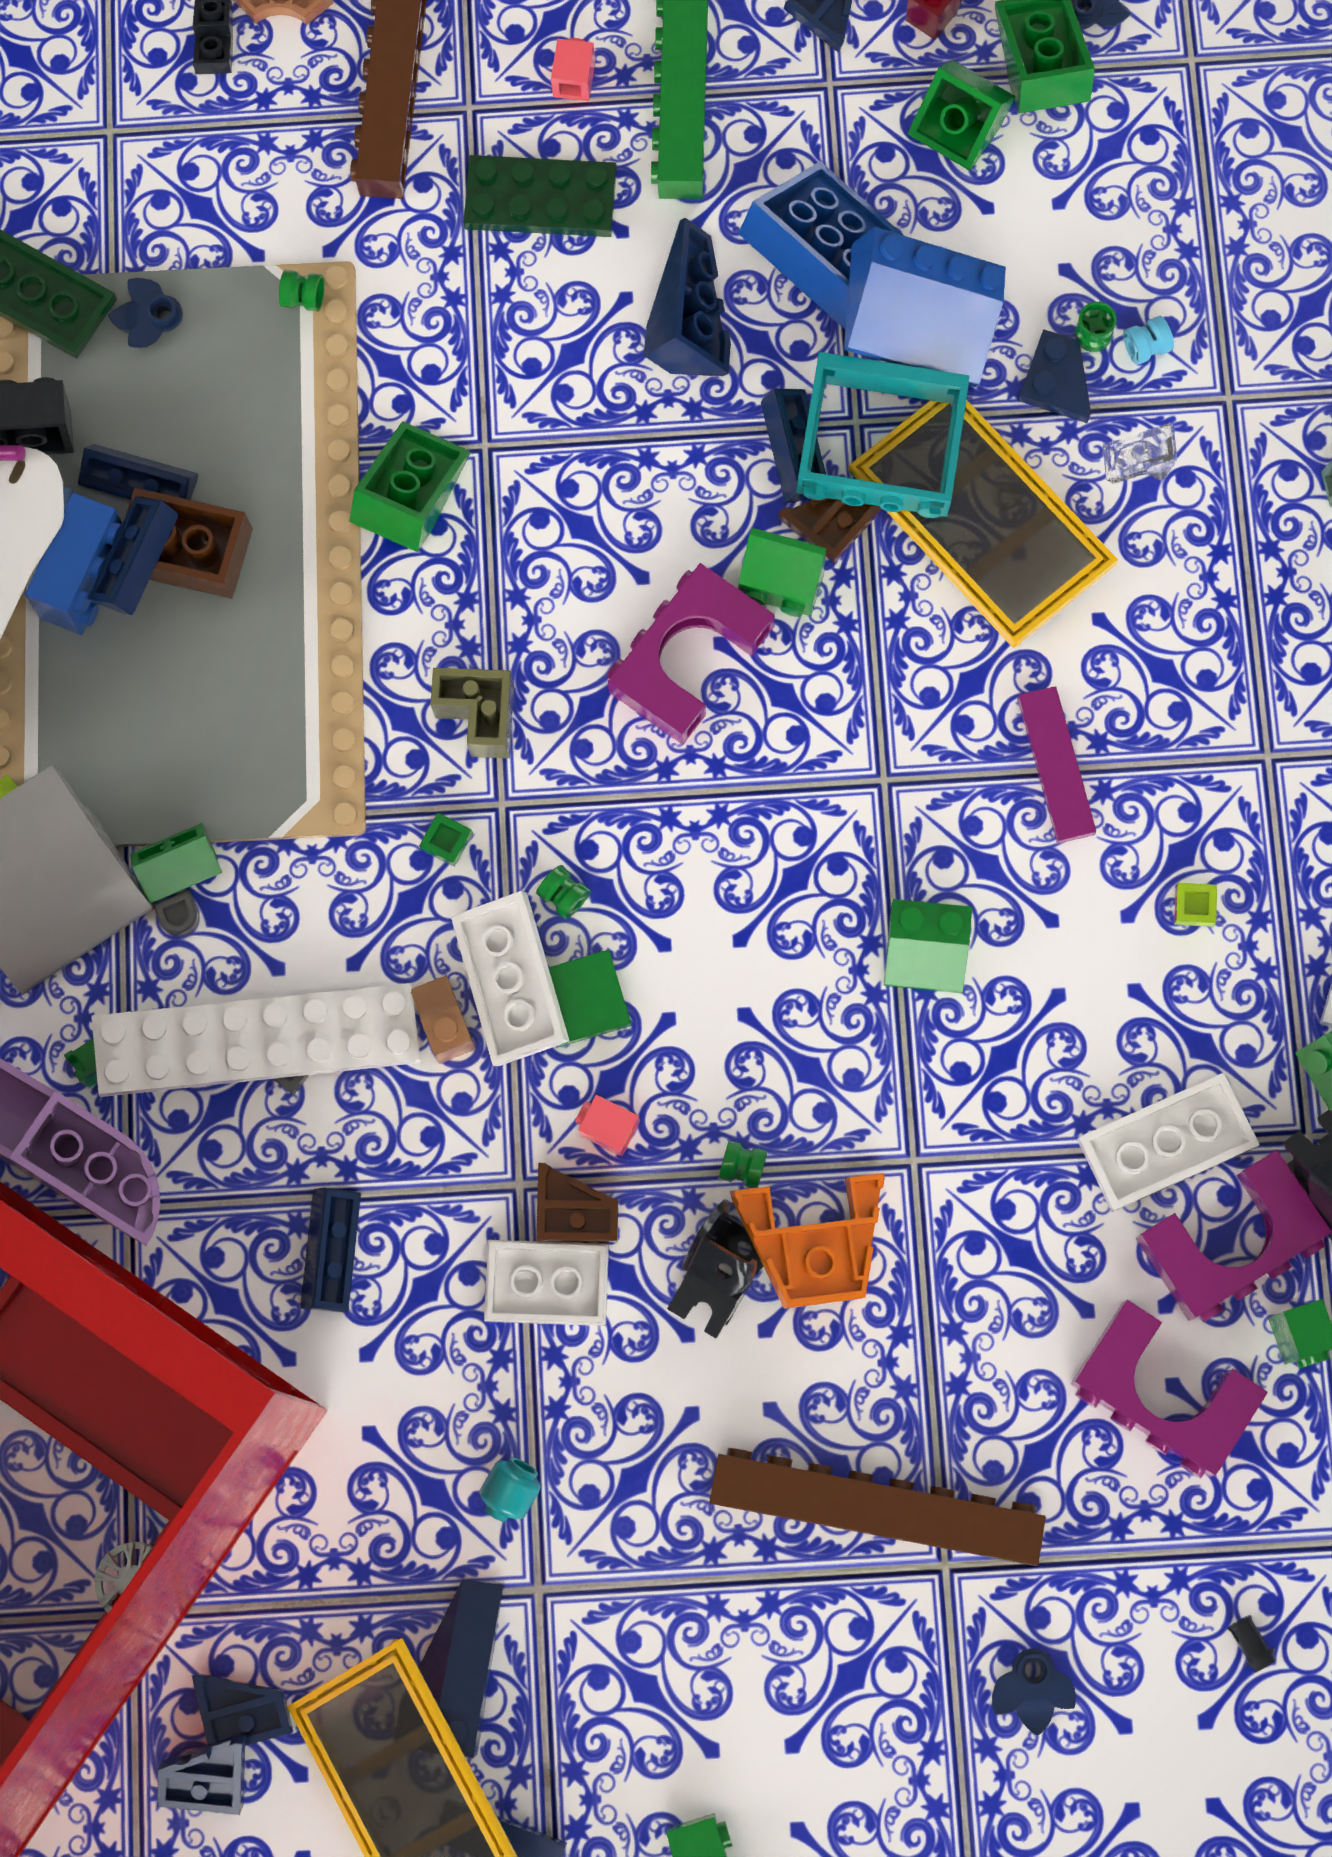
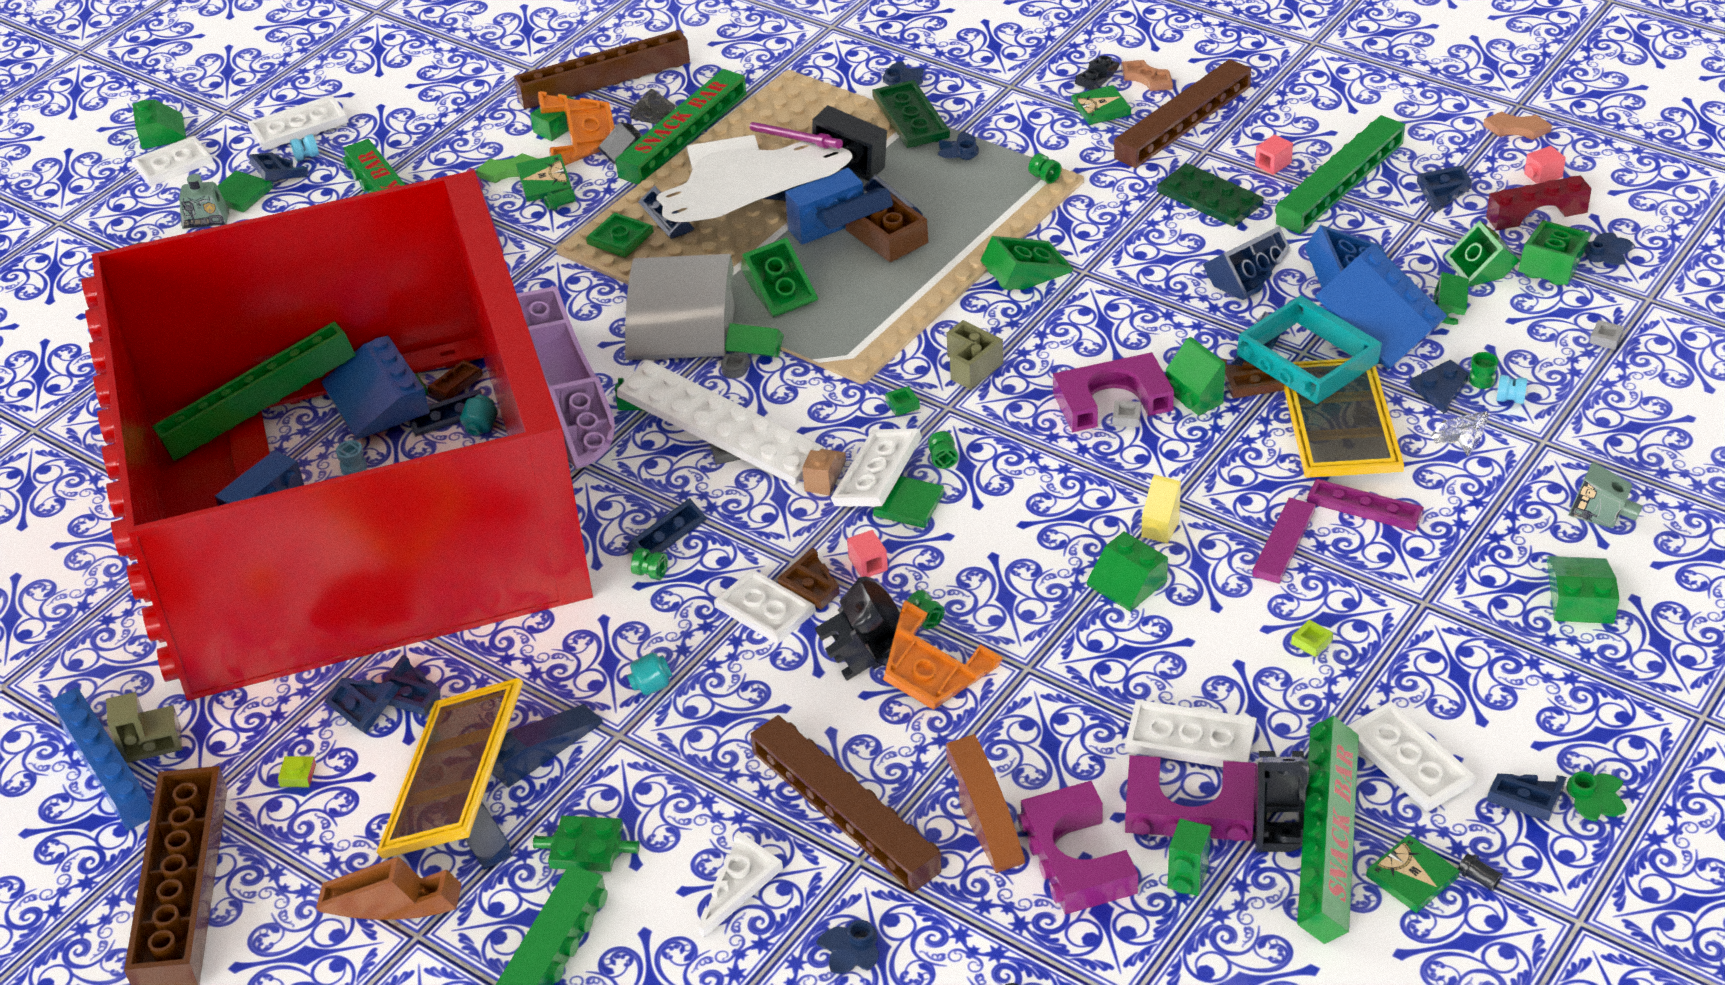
camera: 35 degrees right, 35 degrees down
(120, 734) = (778, 277): none -> green slope
(267, 99) = (1101, 105): none -> green tile
(371, 1321) = (649, 563): none -> green wheel
(639, 1770) = (586, 843): none -> green plate
(733, 678) = (1126, 413): none -> light grey plate
(848, 1687) = (743, 875): none -> white wing
(903, 829) = (1161, 509): none -> light yellow slope
(973, 217) = (1451, 296): none -> green hinge
(1039, 1412) = (984, 803): none -> dark orange slope
(1105, 644) = (1365, 505): none -> magenta tile
(1191, 166) = (1606, 334): none -> light grey plate

